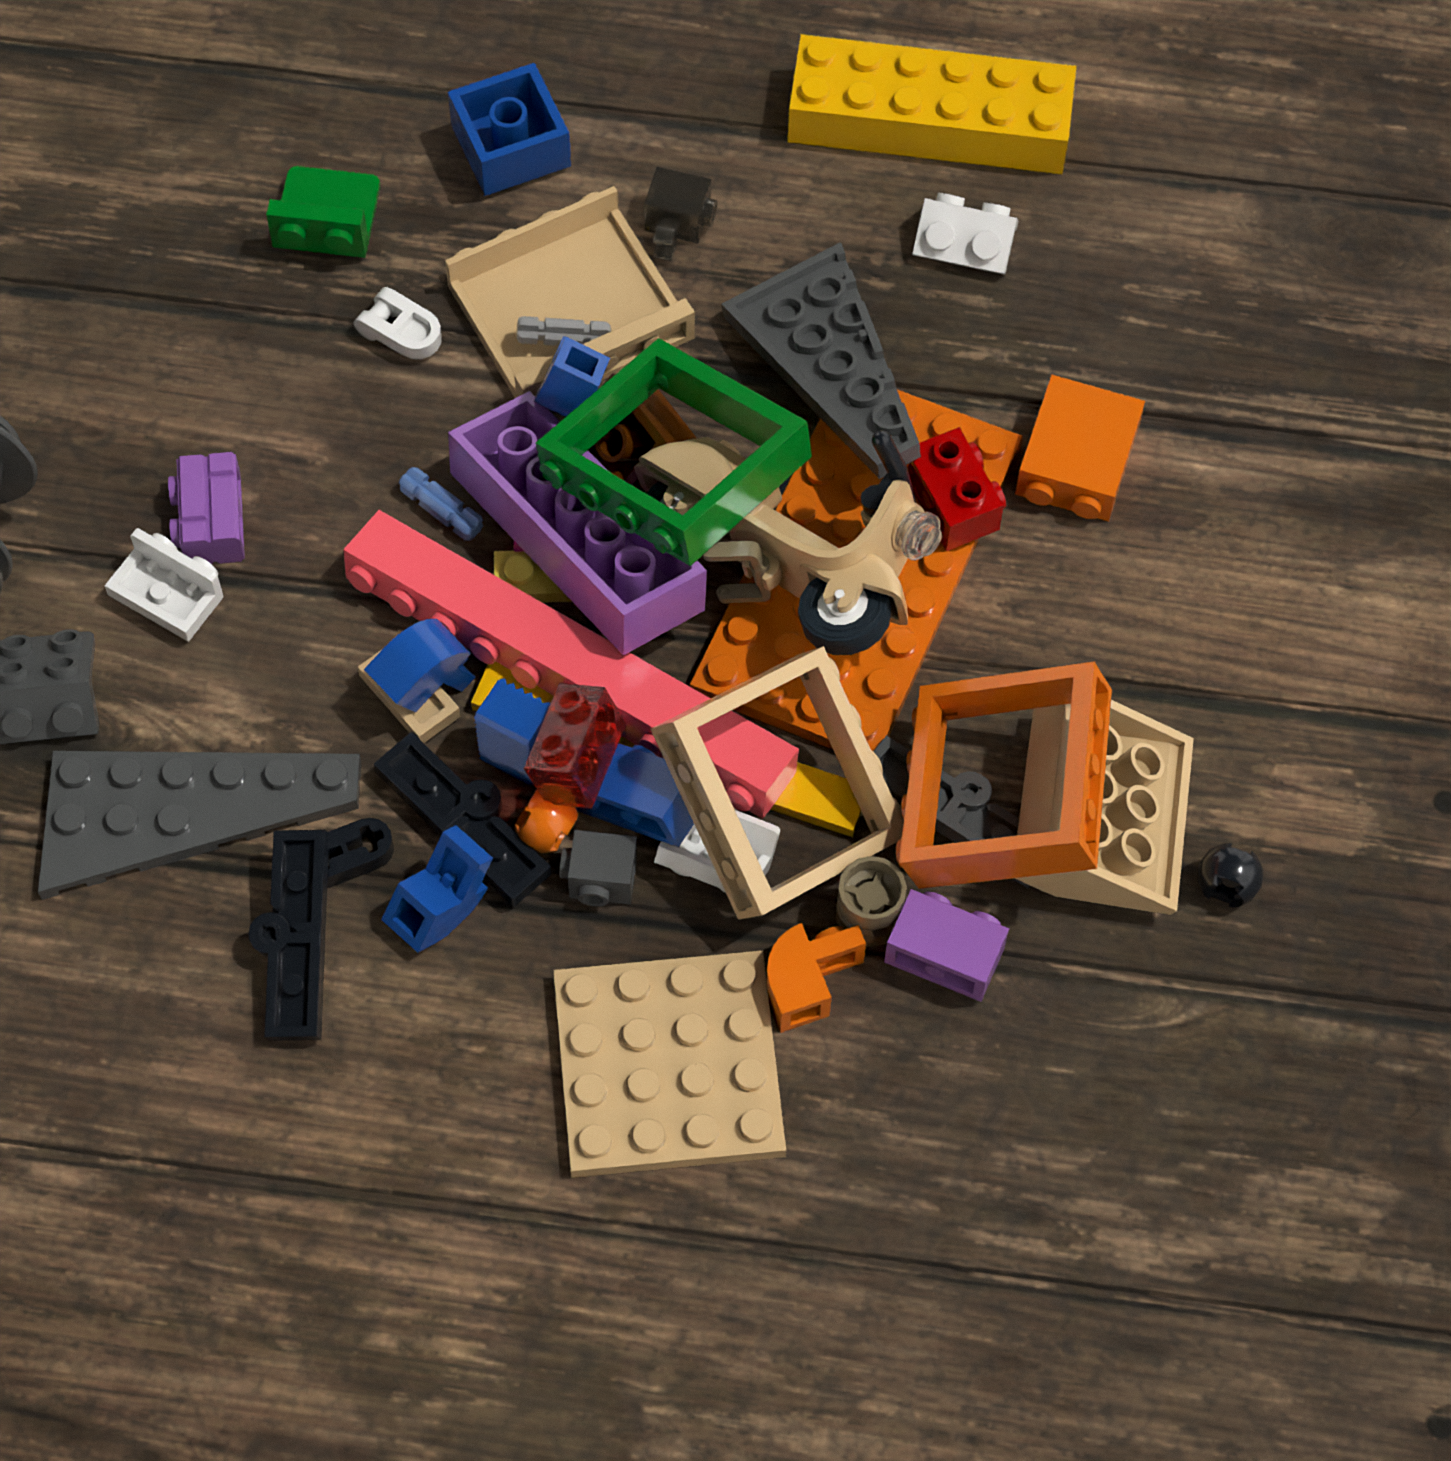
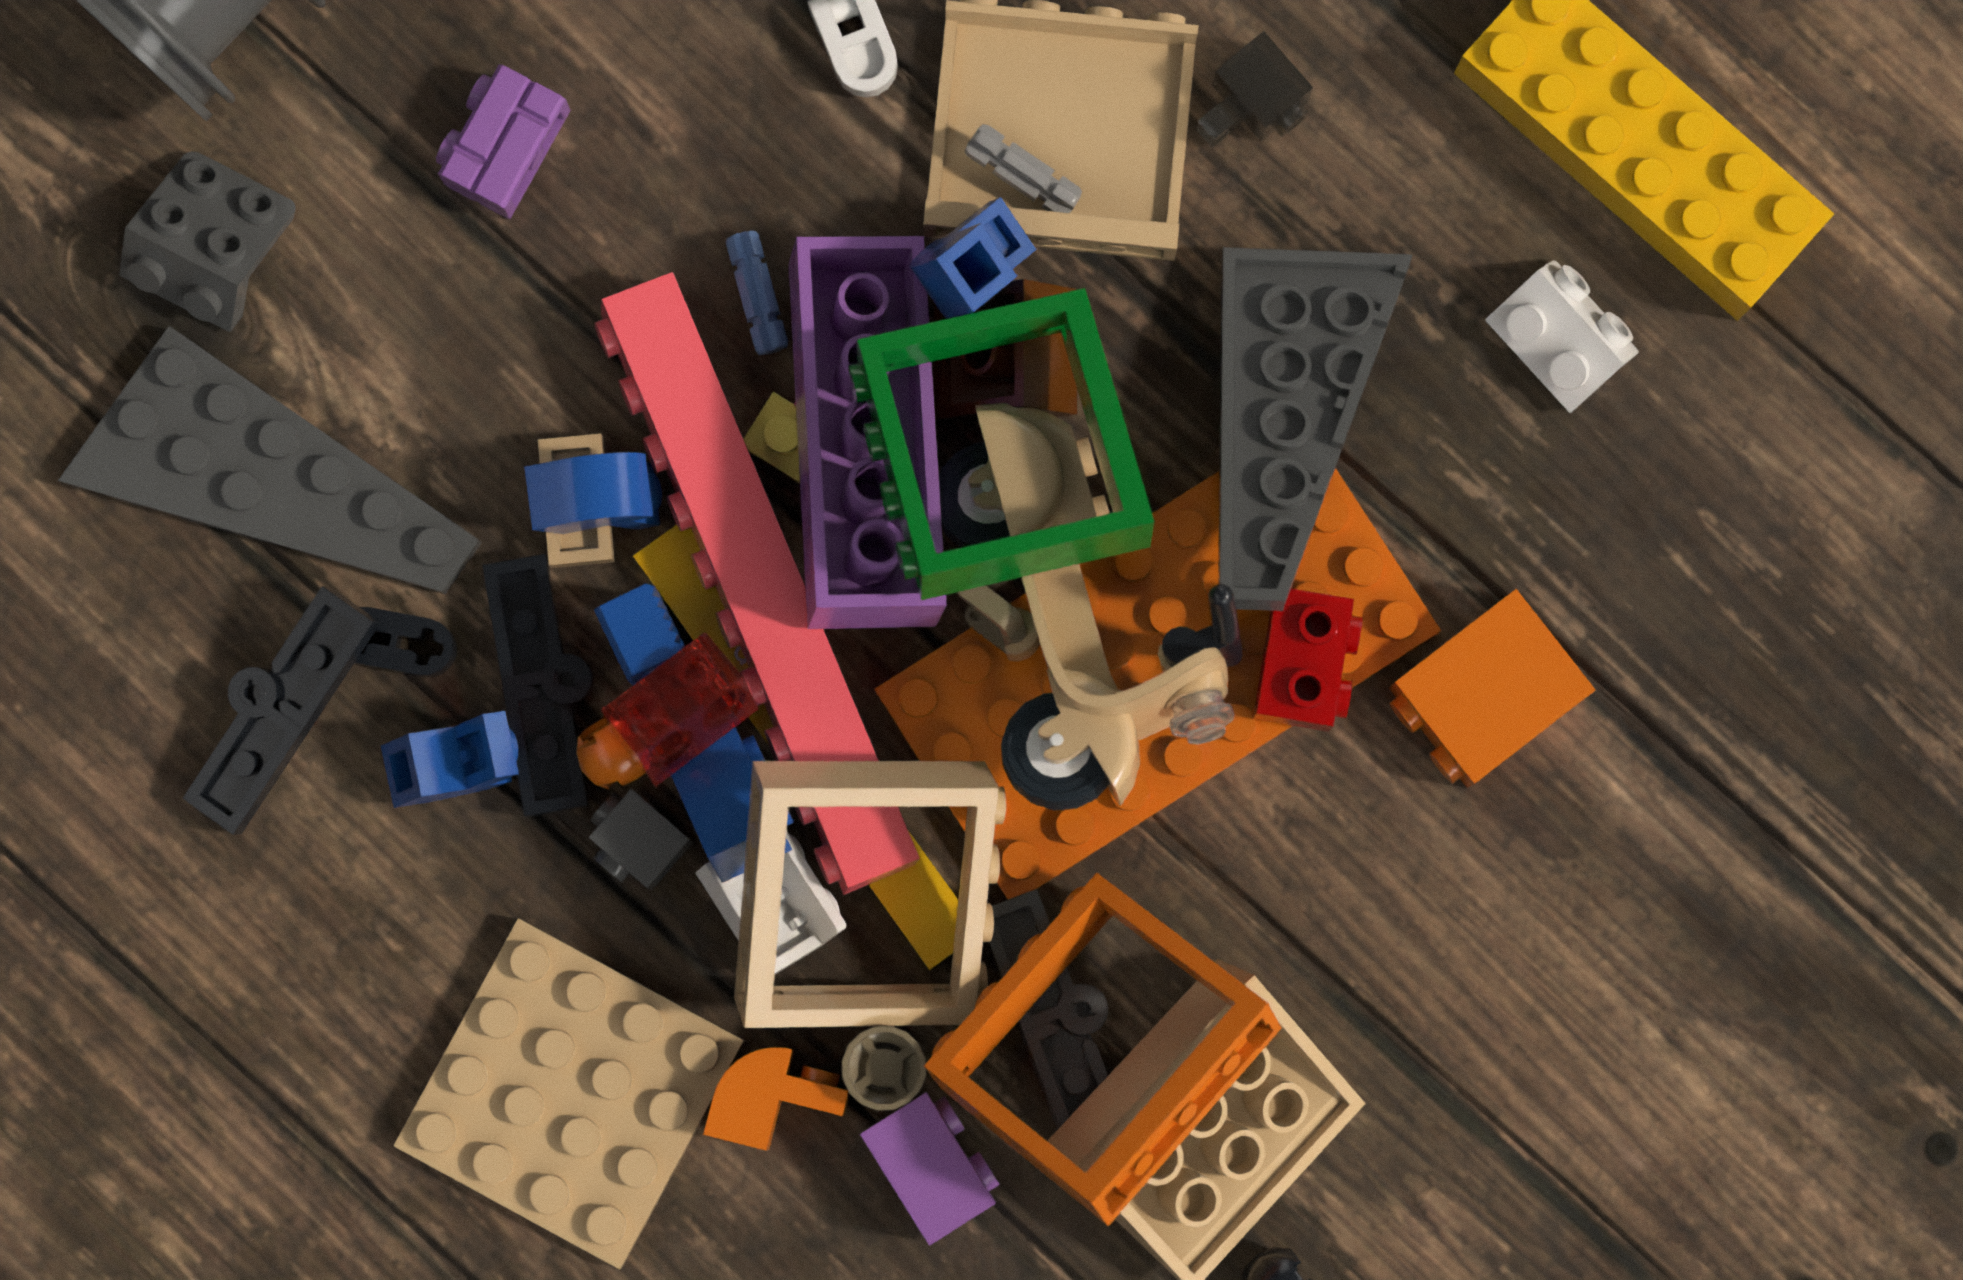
camera: 35 degrees right, 20 degrees up
(166, 585) = (397, 207): white bracket -> none

